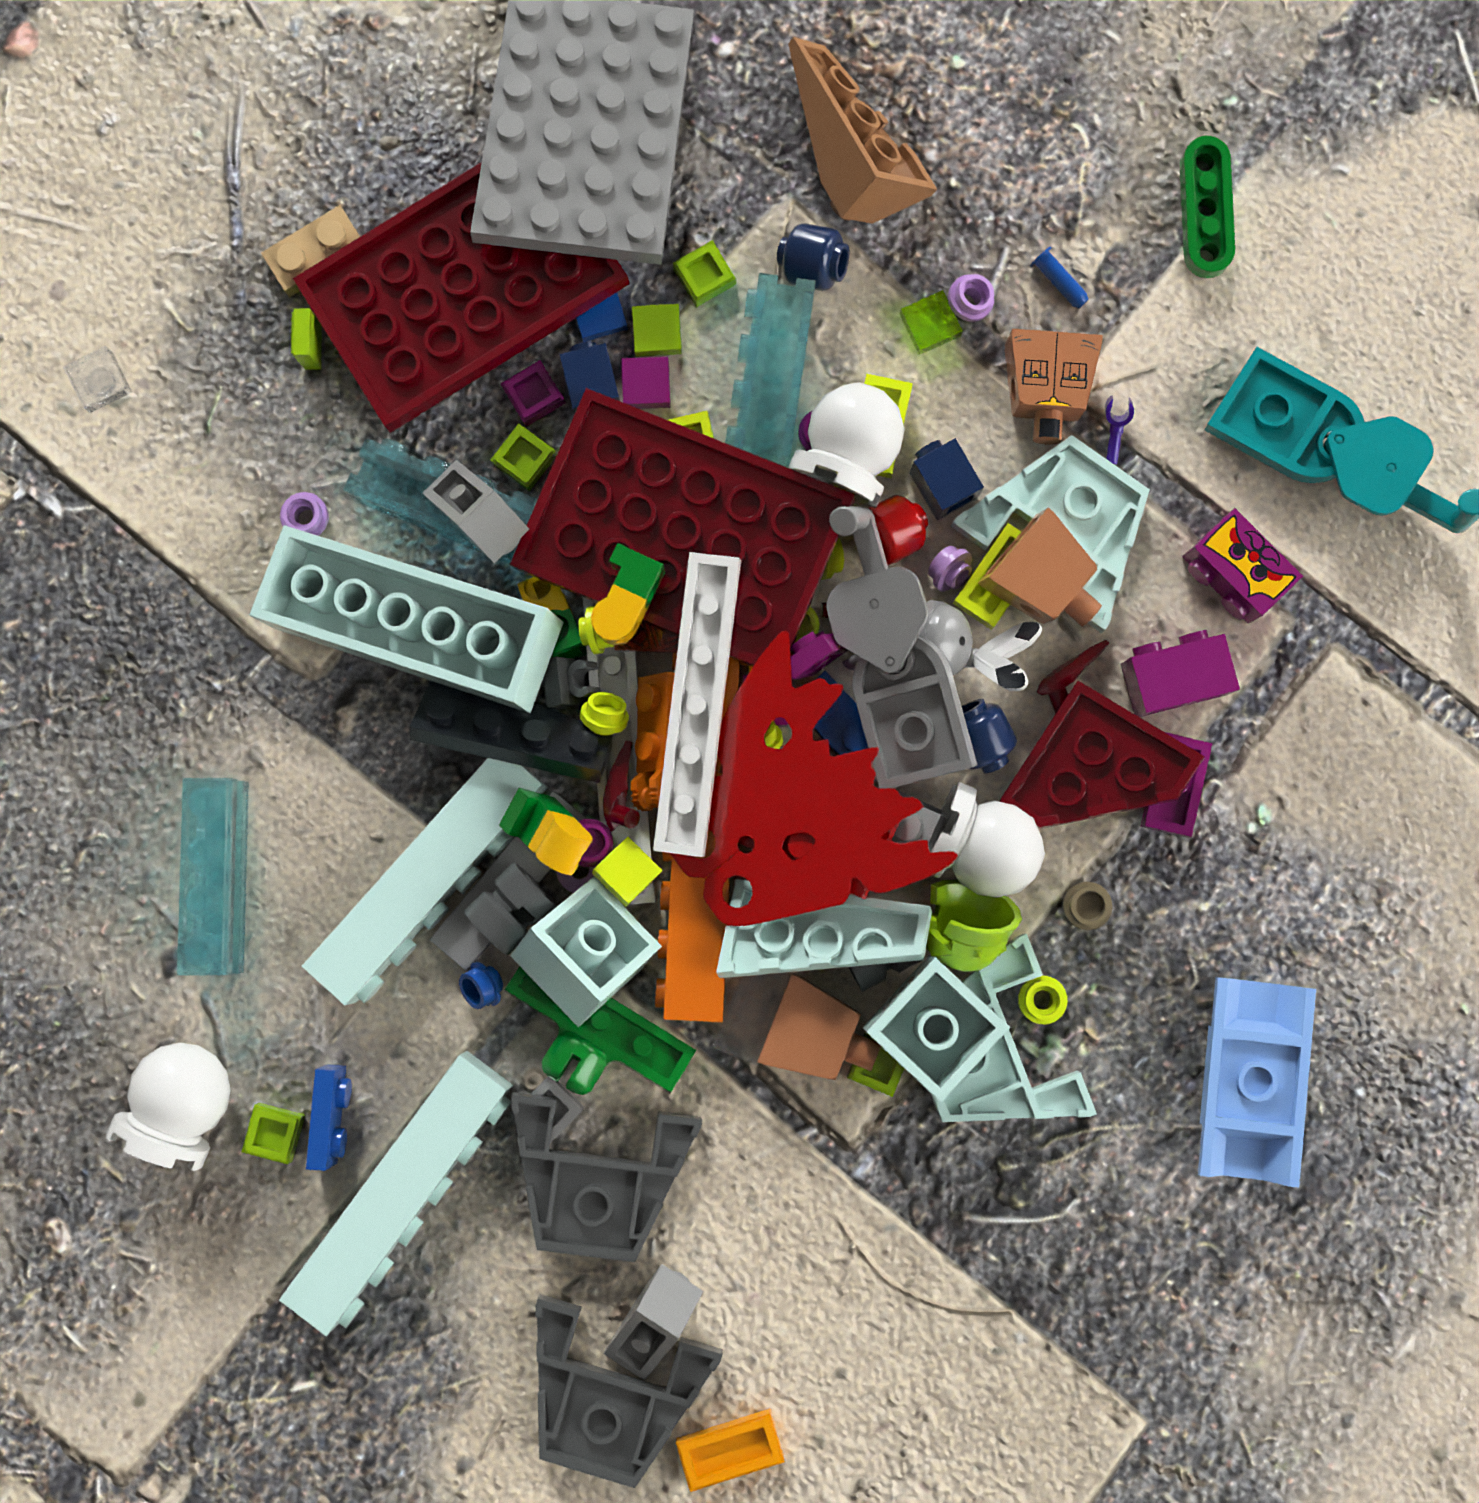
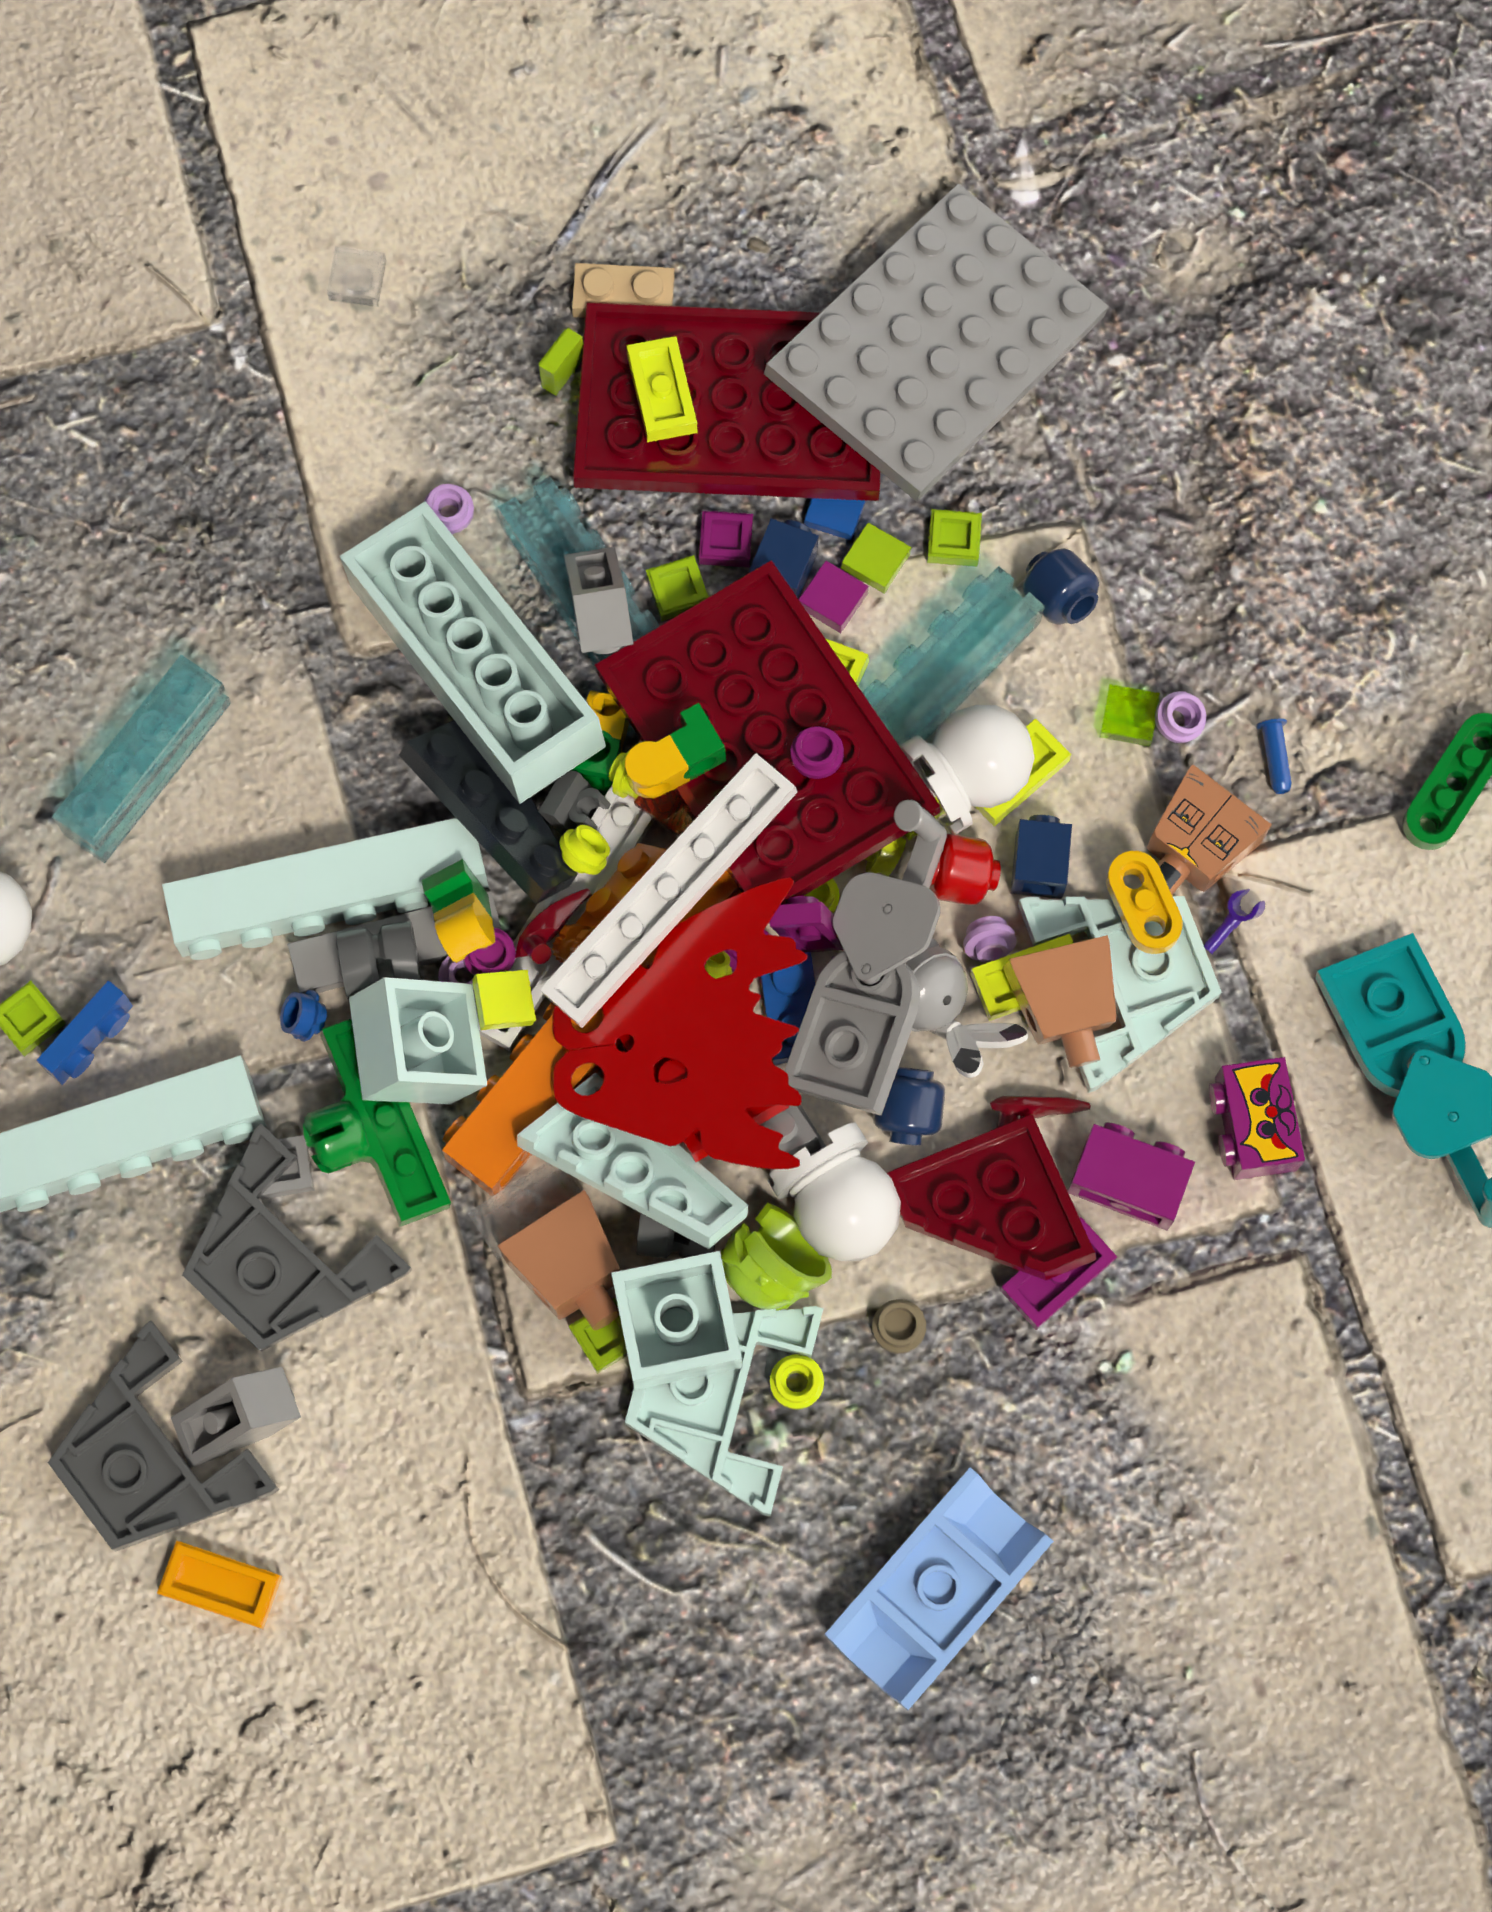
camera: 30 degrees right, 10 degrees down
(402, 308) = (661, 389): none -> neon yellow plate
(733, 517) = (817, 752): none -> magenta plate
(853, 153) = (1164, 523): medium nougat wedge -> none
(1051, 458) = (1145, 904): none -> yellow plate

